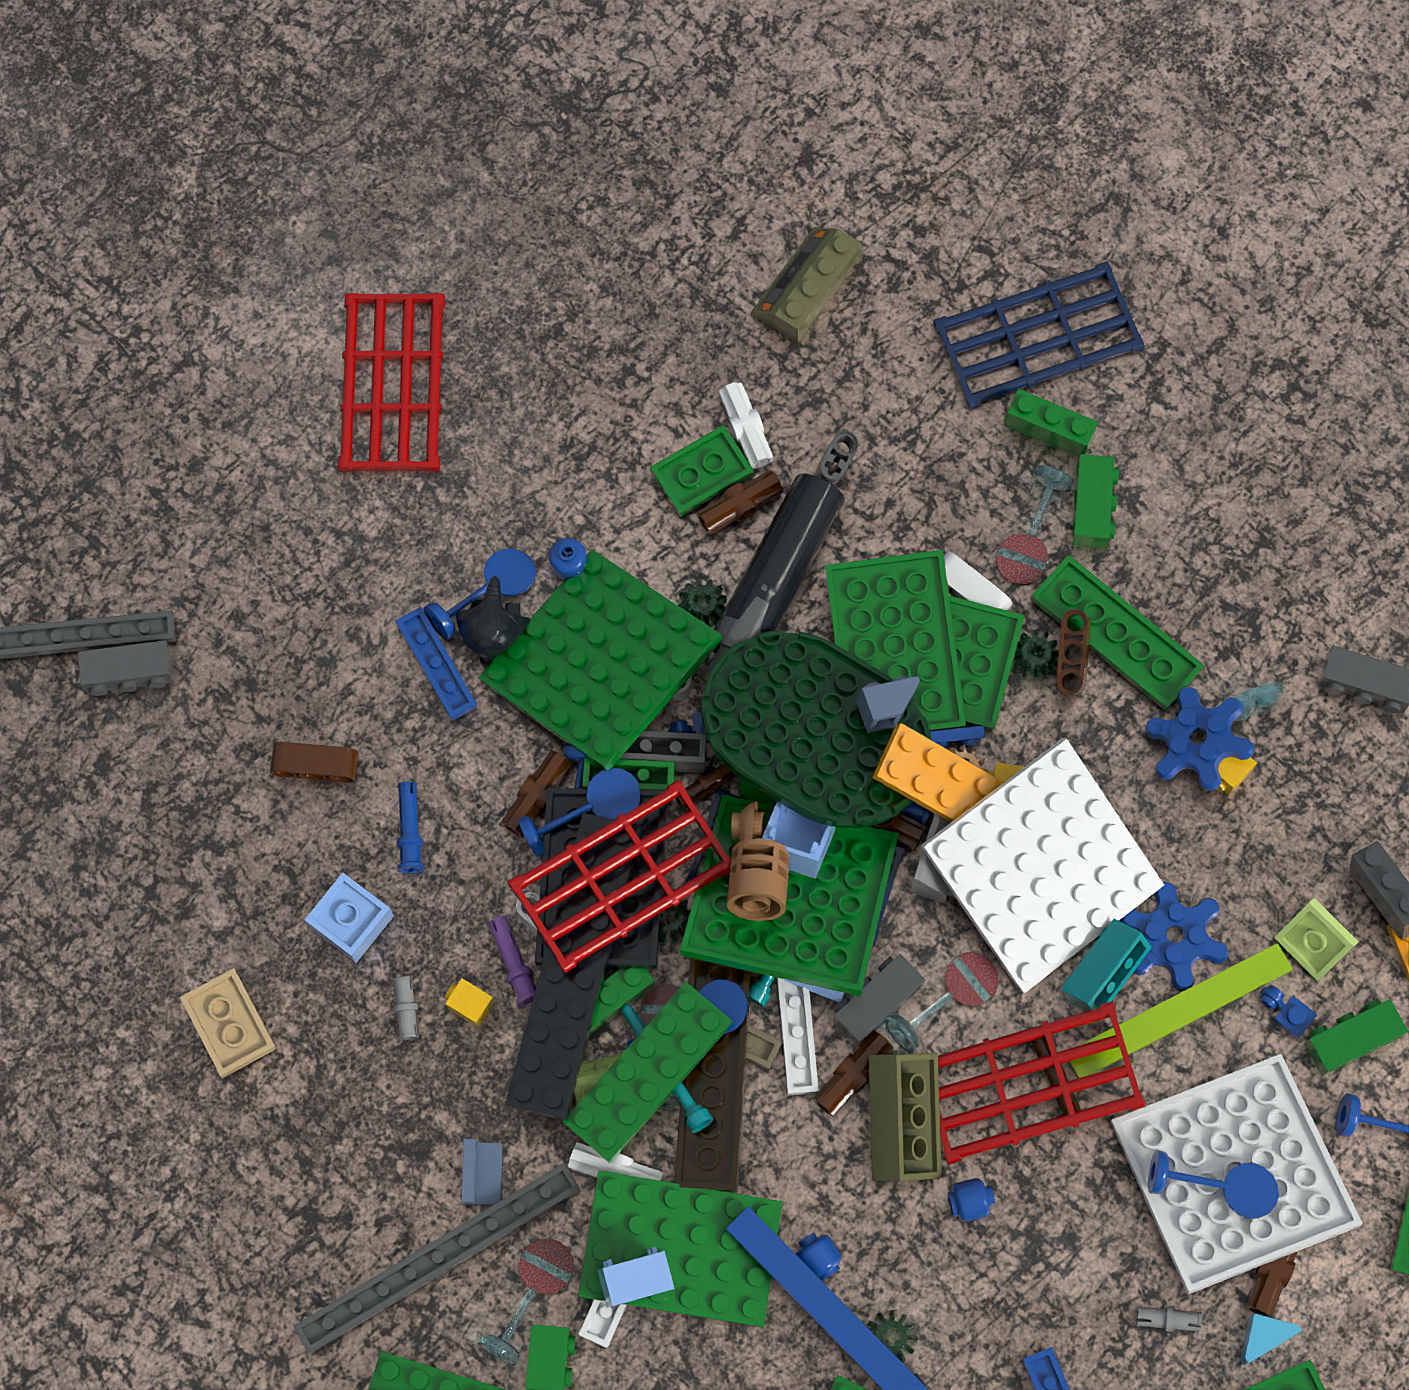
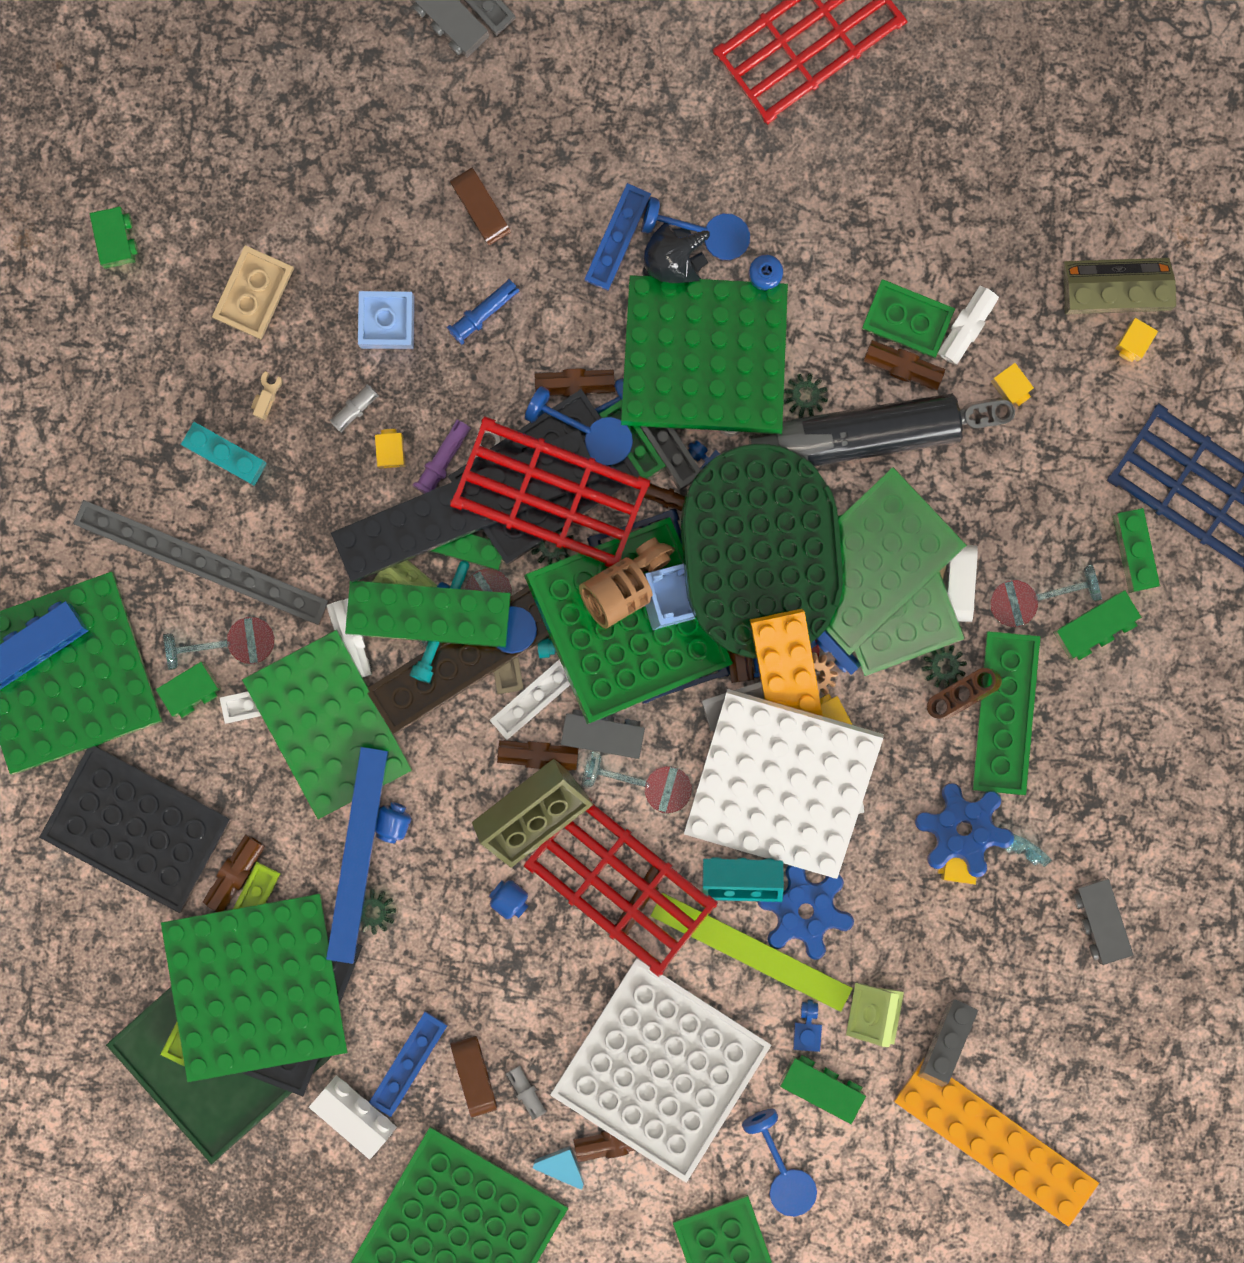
camera: 55 degrees right, 15 degrees up
(75, 1114) = (113, 237): none -> green brick
(335, 1087) = (264, 402): none -> tan plate
(353, 1159) = (224, 453): none -> teal brick
(481, 1173) = (280, 548): sand blue panel -> none
(635, 1278) = (277, 712): light blue container -> none
(826, 423) = (1013, 385): none -> yellow brick
(865, 299) = (1135, 340): none -> yellow brick
(885, 703) = (814, 588): sand blue slope -> none
(1118, 1357) = (473, 1076): none -> reddish brown beam
(1246, 1188) = (651, 1088): blue piece -> none

